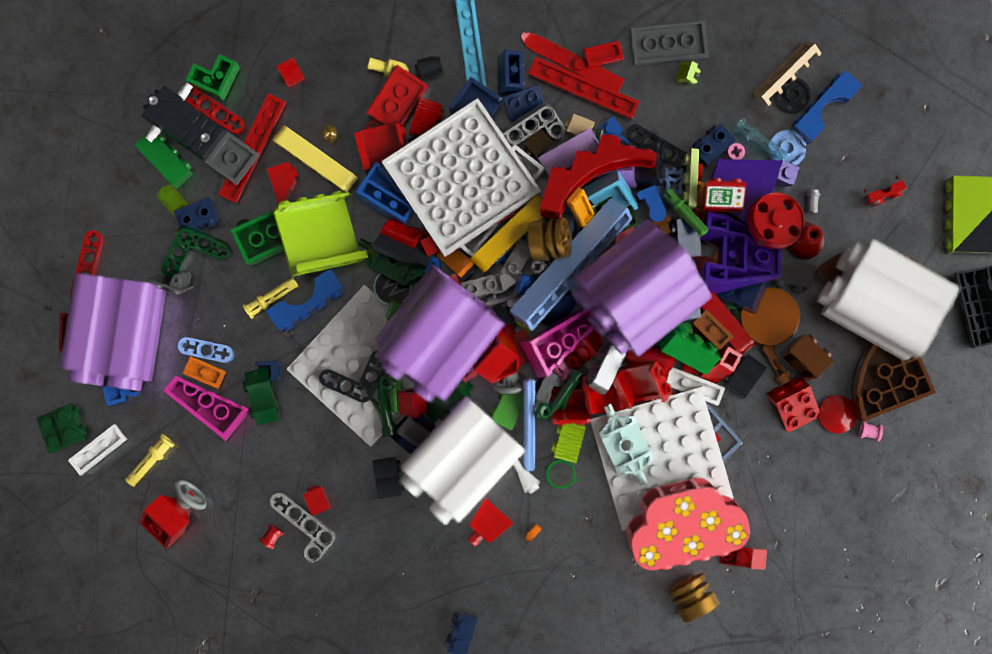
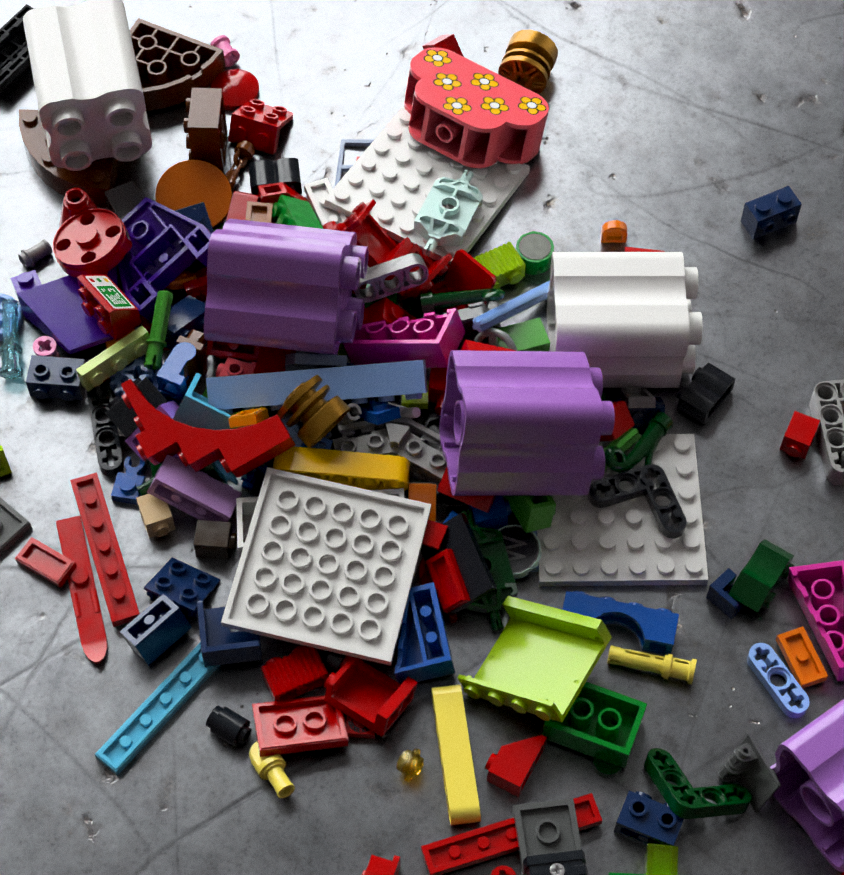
camera: 135 degrees left, 25 degrees down
(539, 122) = (195, 558): light grey beam -> none

